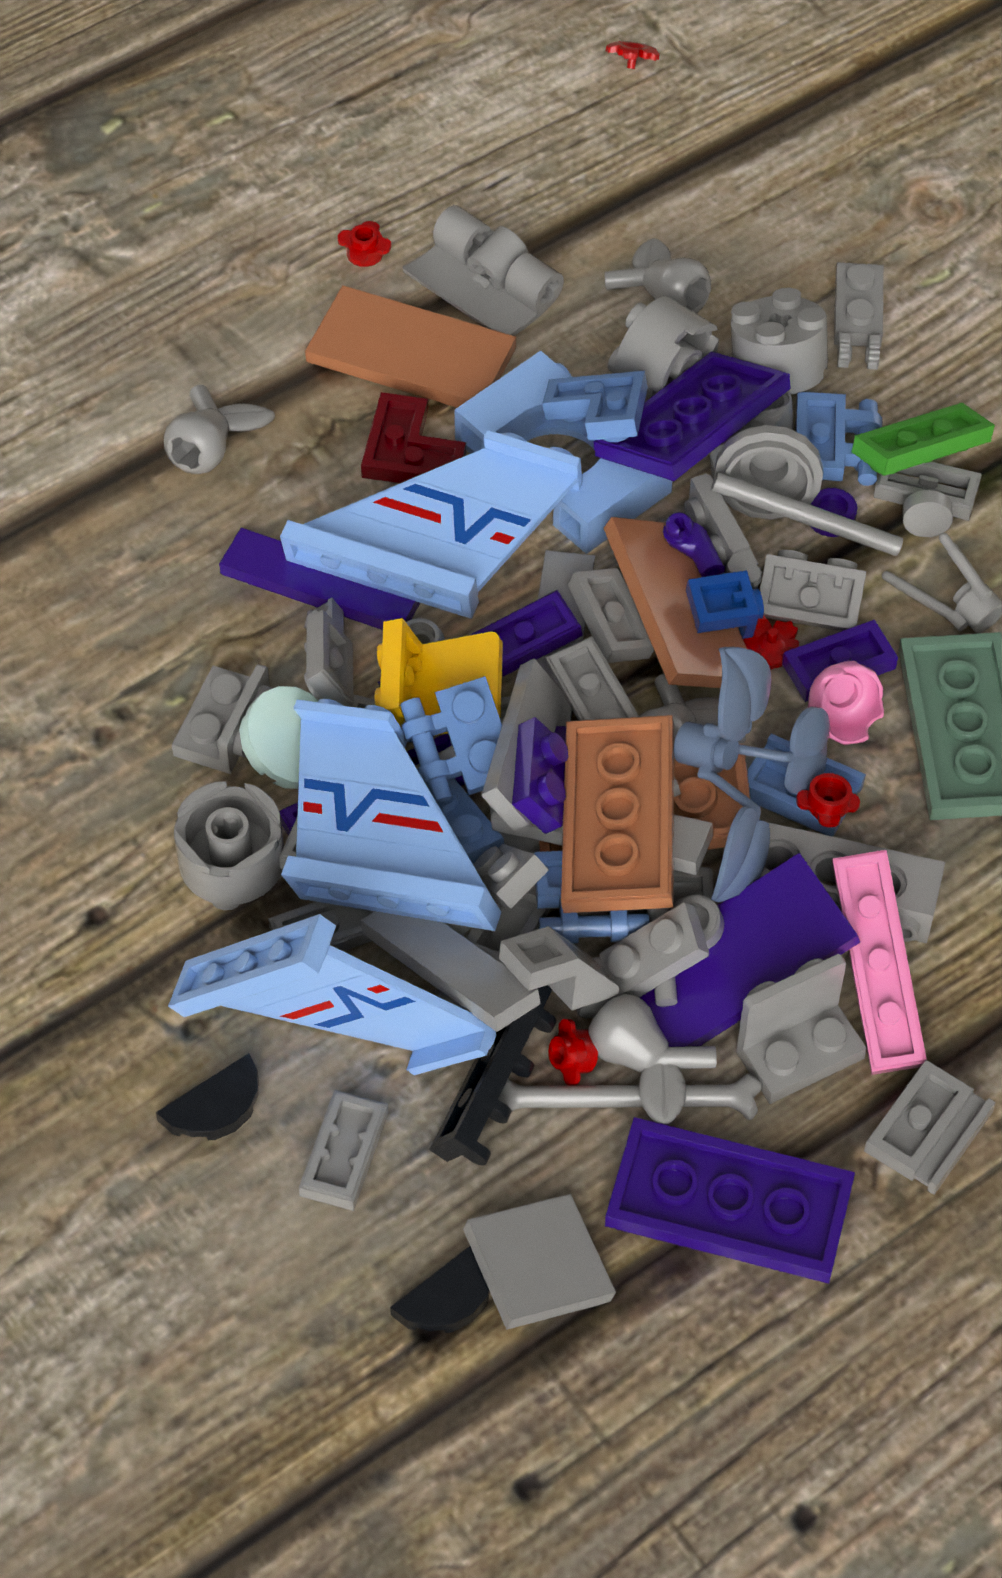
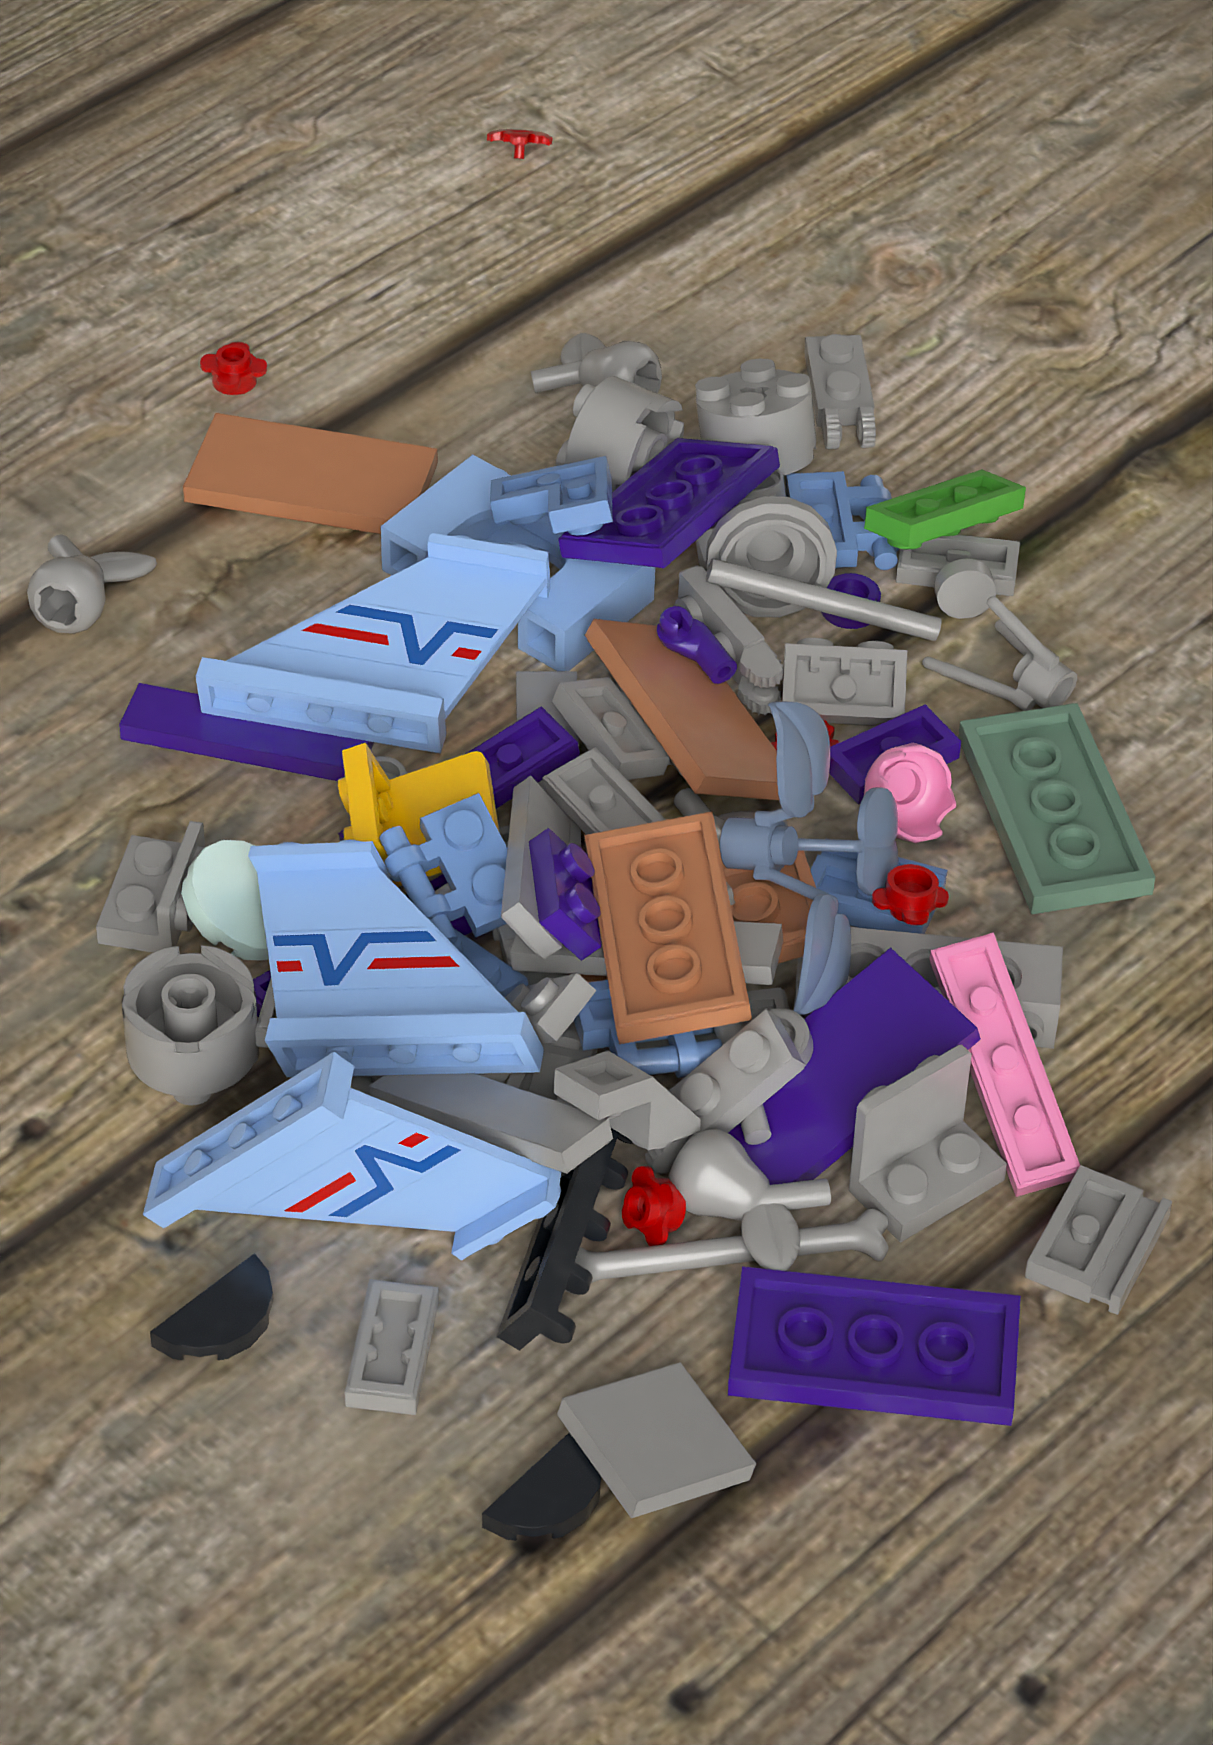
camera: 10 degrees left, 10 degrees down
(328, 655) = (272, 801): light grey hinge -> none
(396, 442) = (313, 569): dark red plate -> none
(486, 273) = (388, 384): light grey panel -> none
(725, 603) = (740, 697): blue bracket -> none

